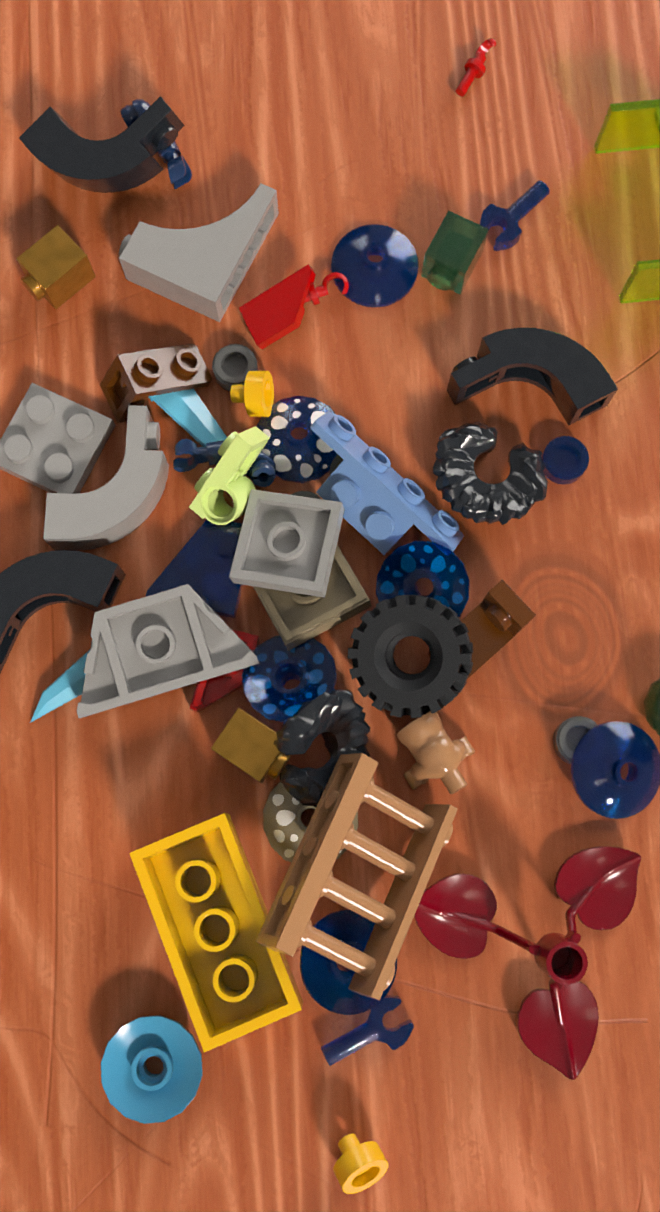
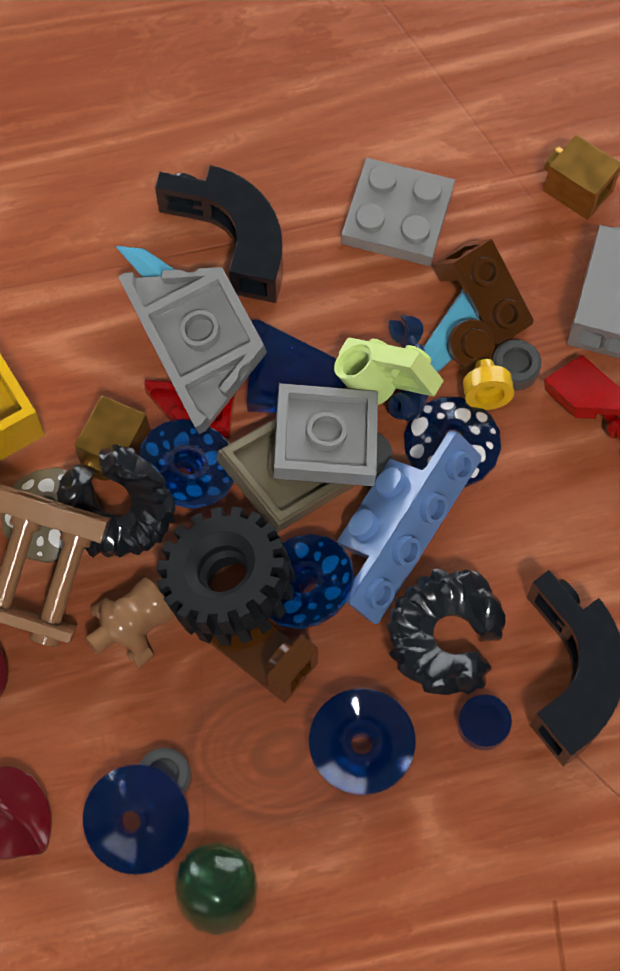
camera: 80 degrees right, 10 degrees down
(120, 505) = (351, 284): light grey arch -> none
(209, 401) = (471, 342): none -> reddish brown plate
(587, 544) = (367, 715): none -> clear blue dish

